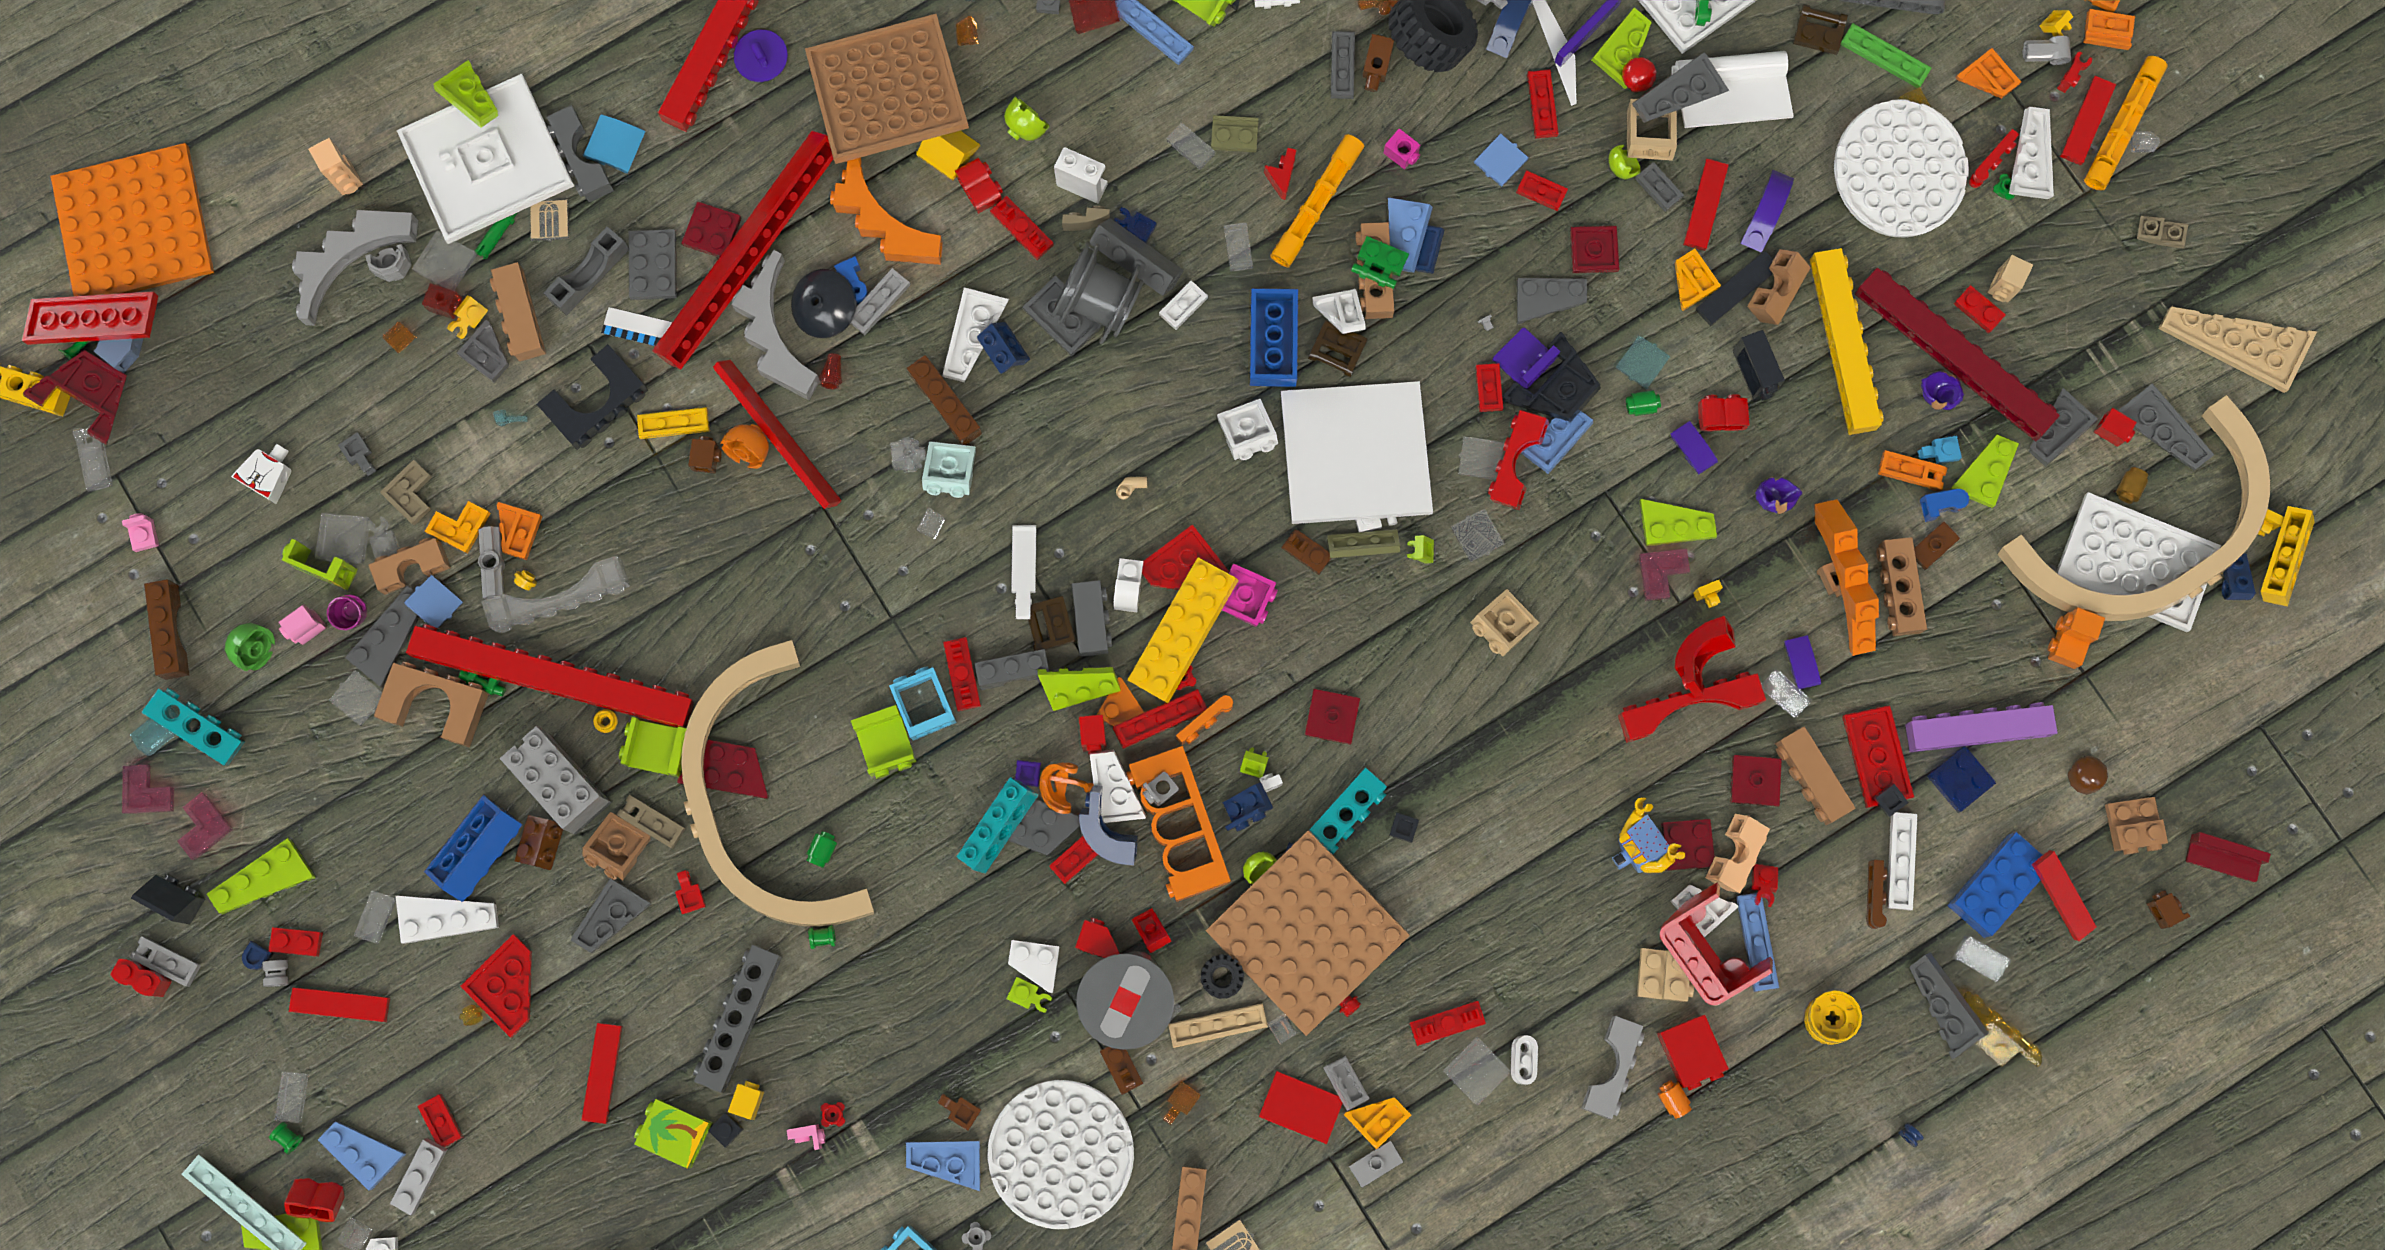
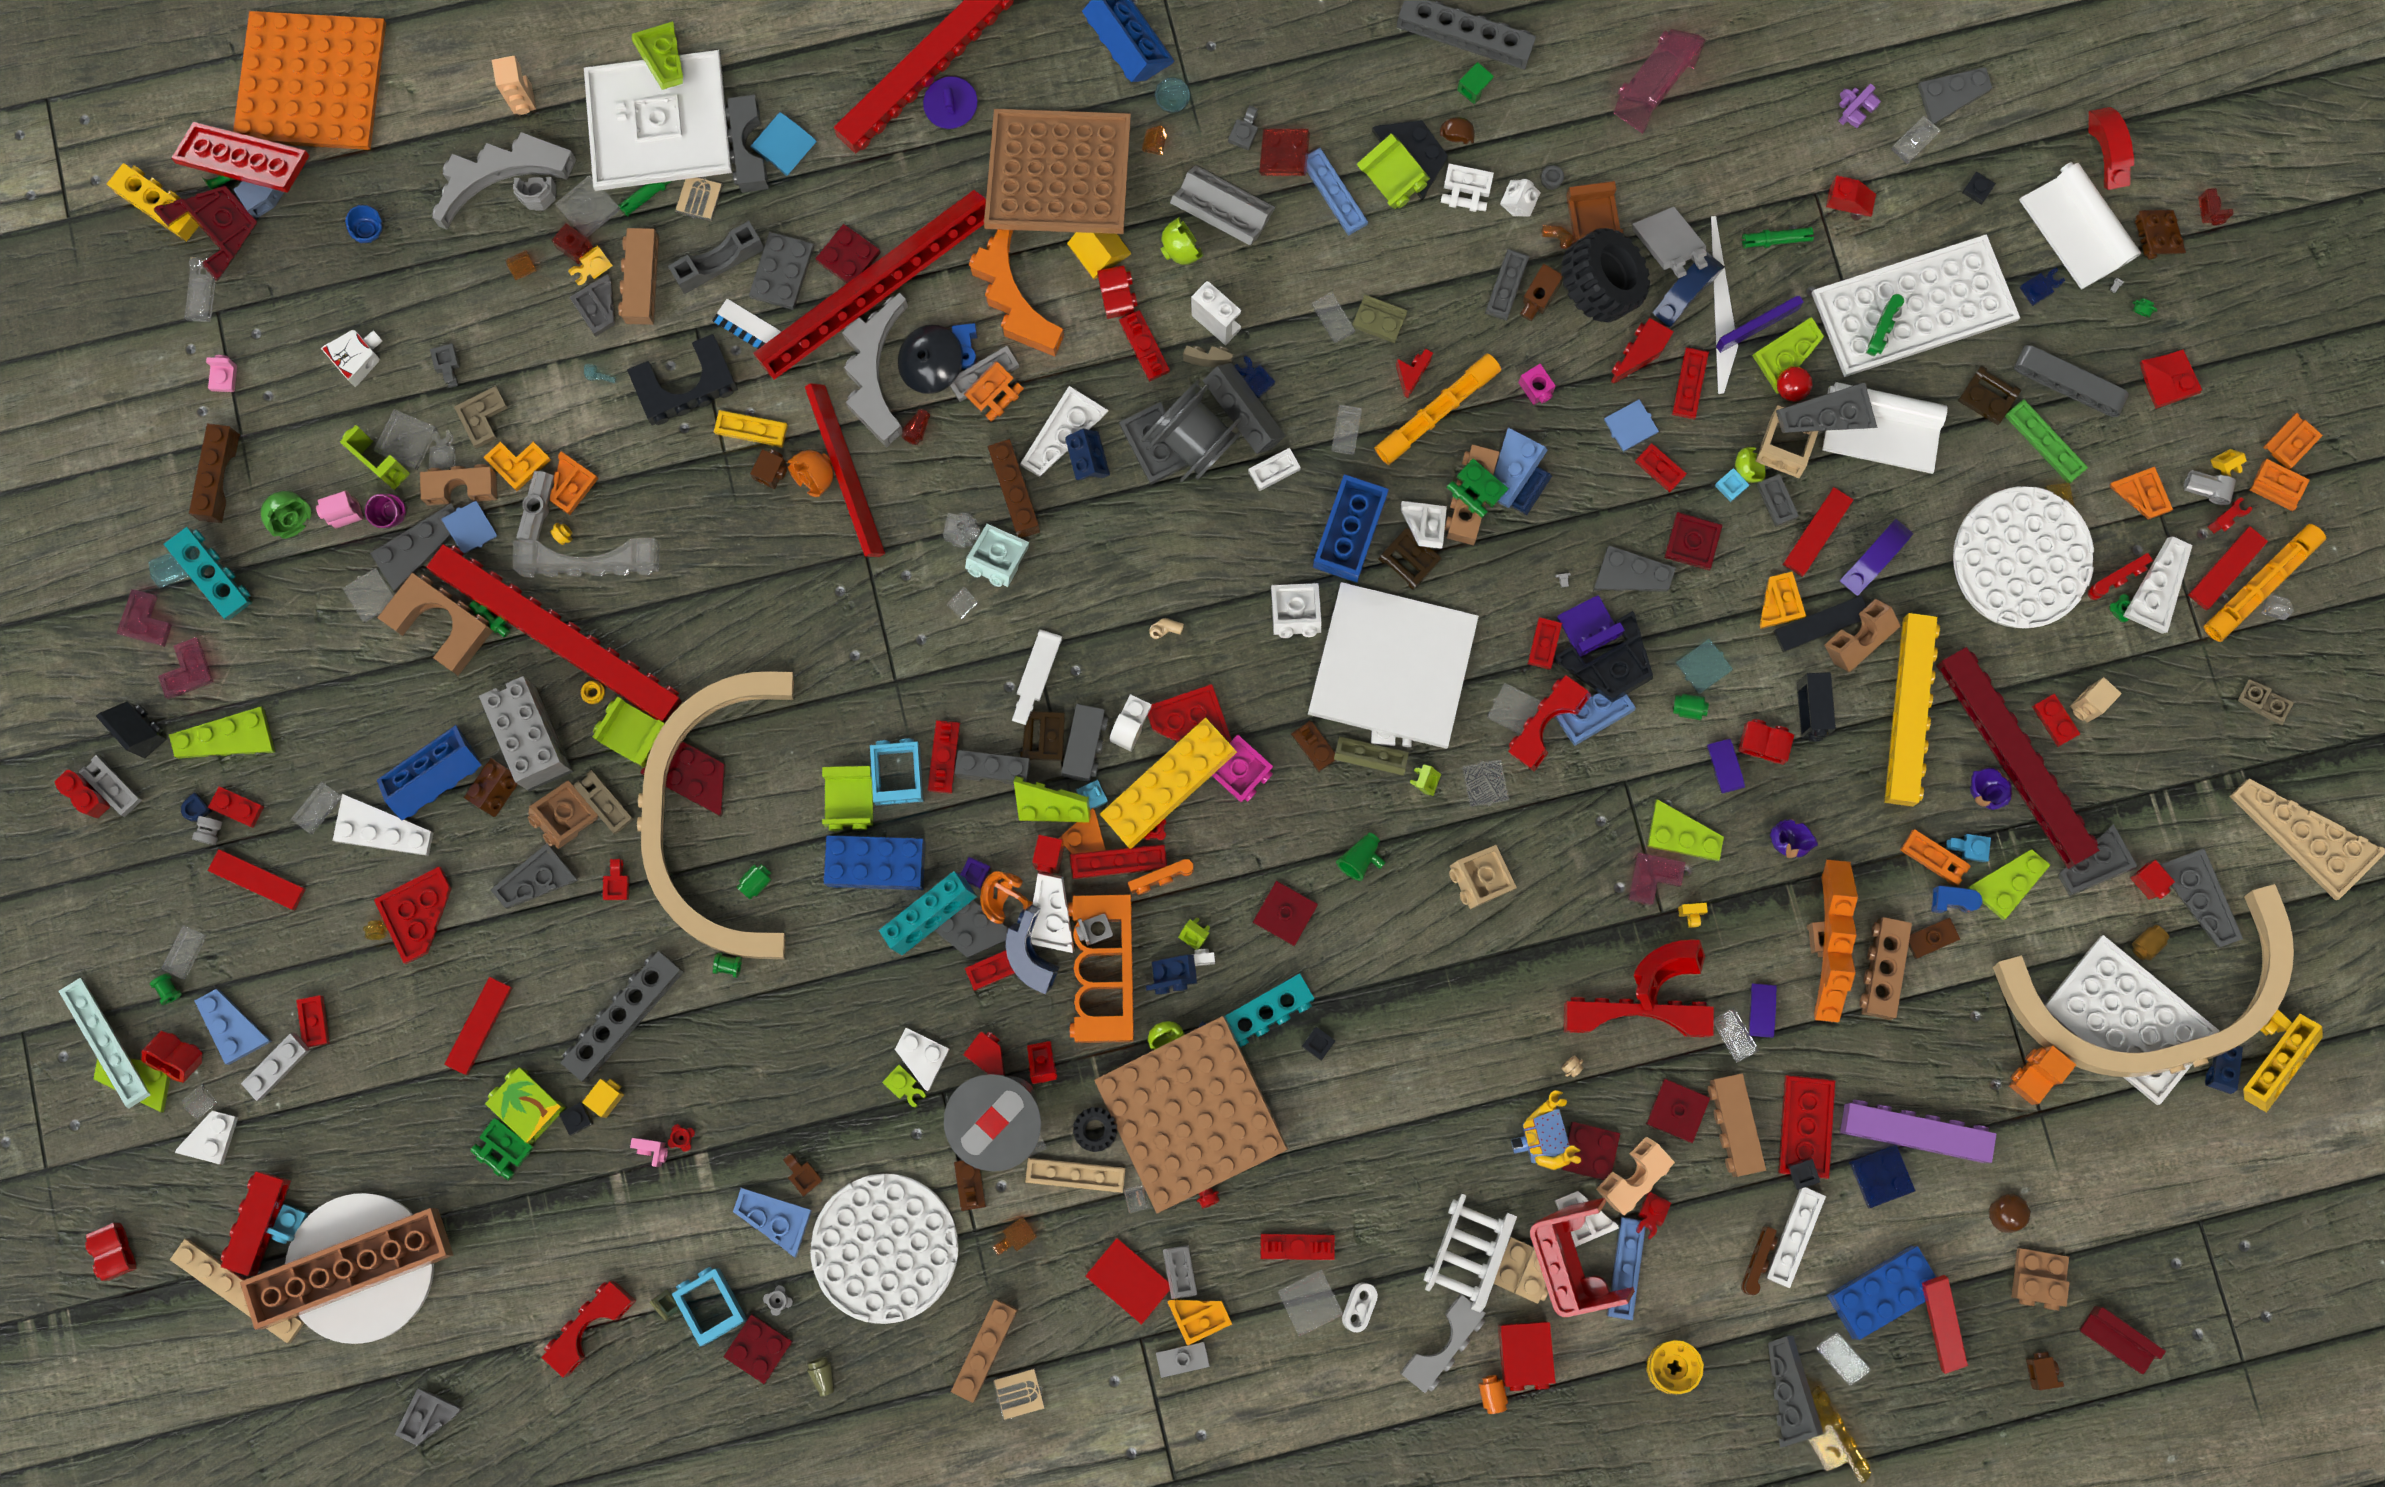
camera: 20 degrees right, 0 degrees up
(232, 345) = (363, 224): none -> blue hair
(666, 1174) = (507, 1143): none -> green plate
(888, 312) = (989, 386): none -> orange plate
(930, 794) = (874, 862): none -> blue brick
(1052, 72) = (1222, 205): none -> light grey slope
(1116, 661) = (1095, 794): none -> medium azure tile
(1383, 643) = (1358, 857): none -> green piece
(1492, 83) = (1647, 347): none -> red slope
(1613, 186) = (1732, 485): none -> medium azure tile
(1631, 964) = (1486, 1272): none -> white fence
(1646, 771) = (1572, 1066): none -> tan plate

